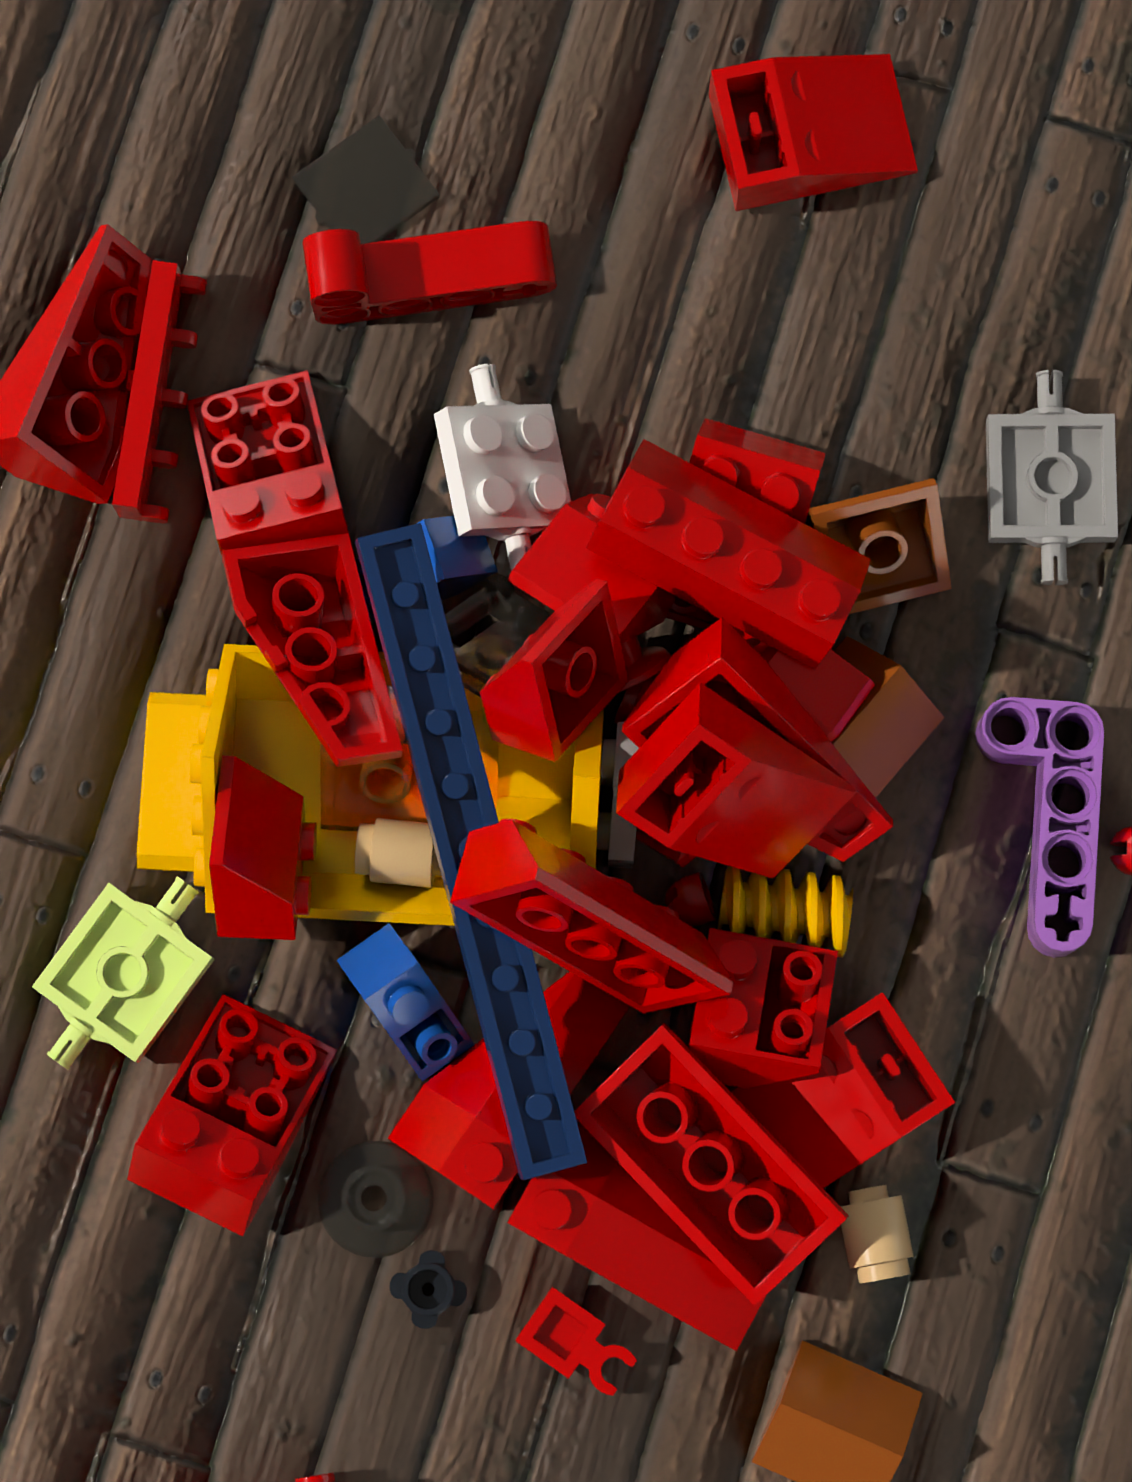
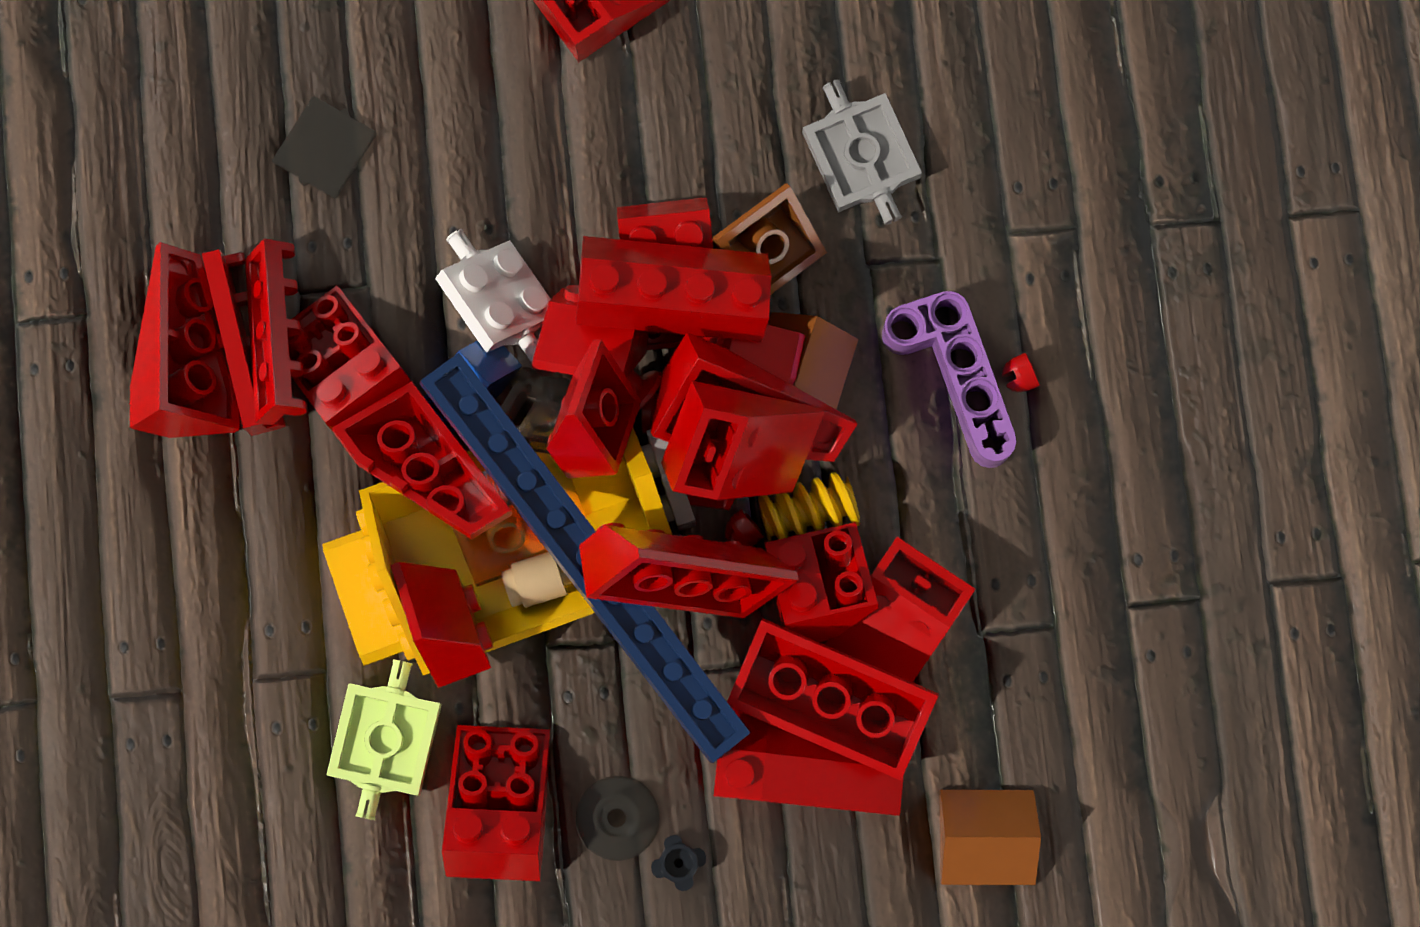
camera: 25 degrees left, 0 degrees up
(197, 394) = (270, 332): none -> red hinge
(405, 1002) = (582, 677): blue slope -> none
(426, 271) = (389, 186): red beam -> none
(458, 1114) = (649, 738): red wedge -> none
(566, 1335) = (783, 854): red plate -> none
(876, 1235) = (960, 699): tan brick -> none

